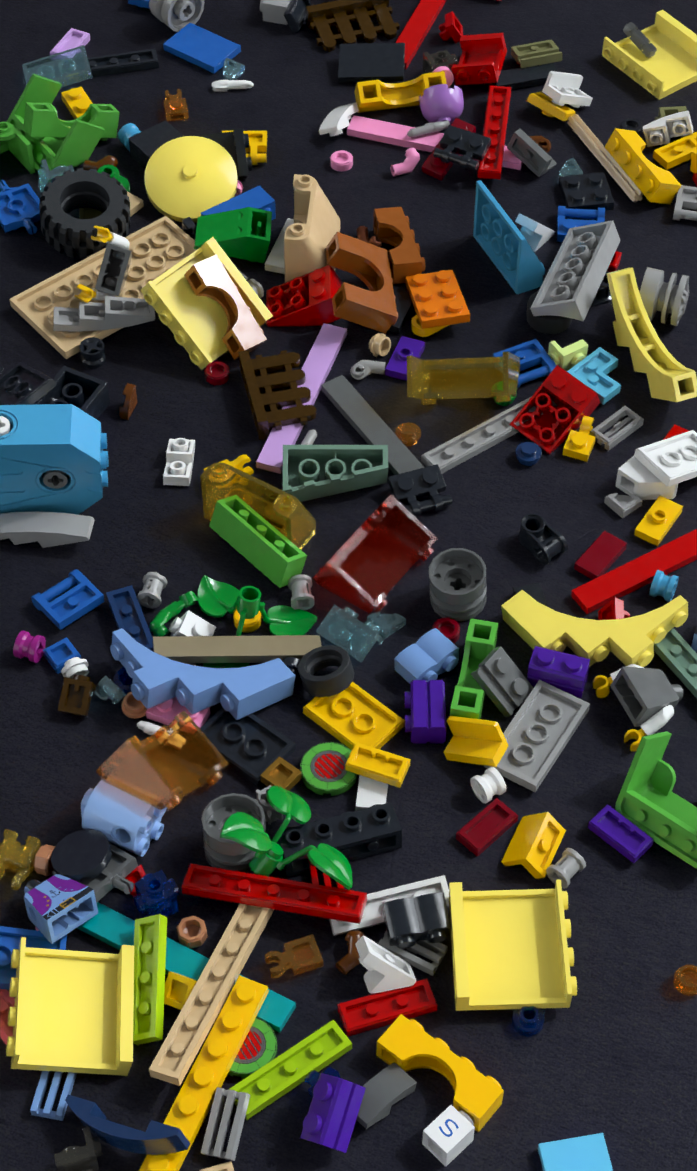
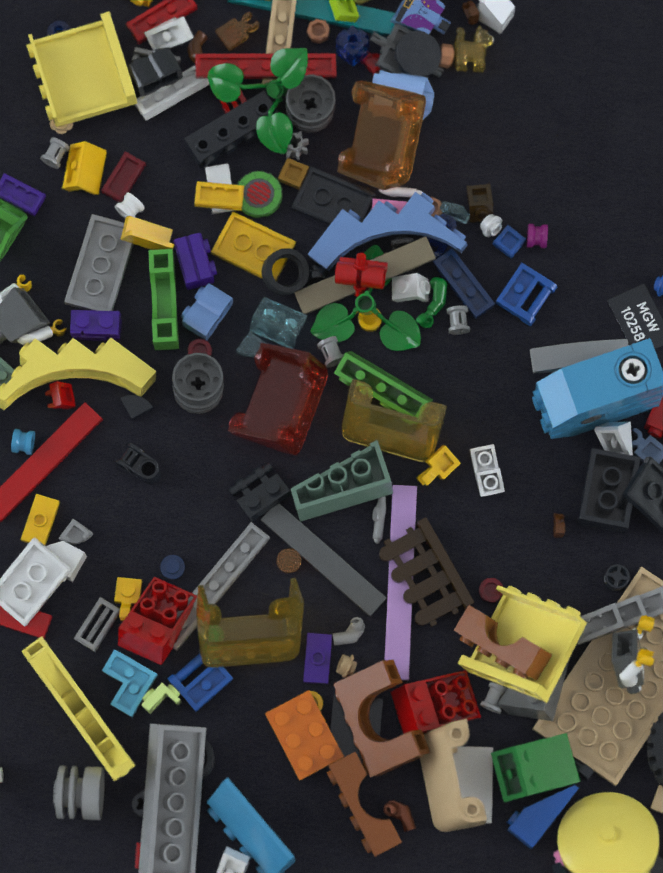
camera: 165 degrees right, 25 degrees up
(241, 635) = (361, 273): none -> red pin
(502, 681) = (138, 299): dark grey plate -> none
(600, 555) = (84, 466): dark red tile -> none

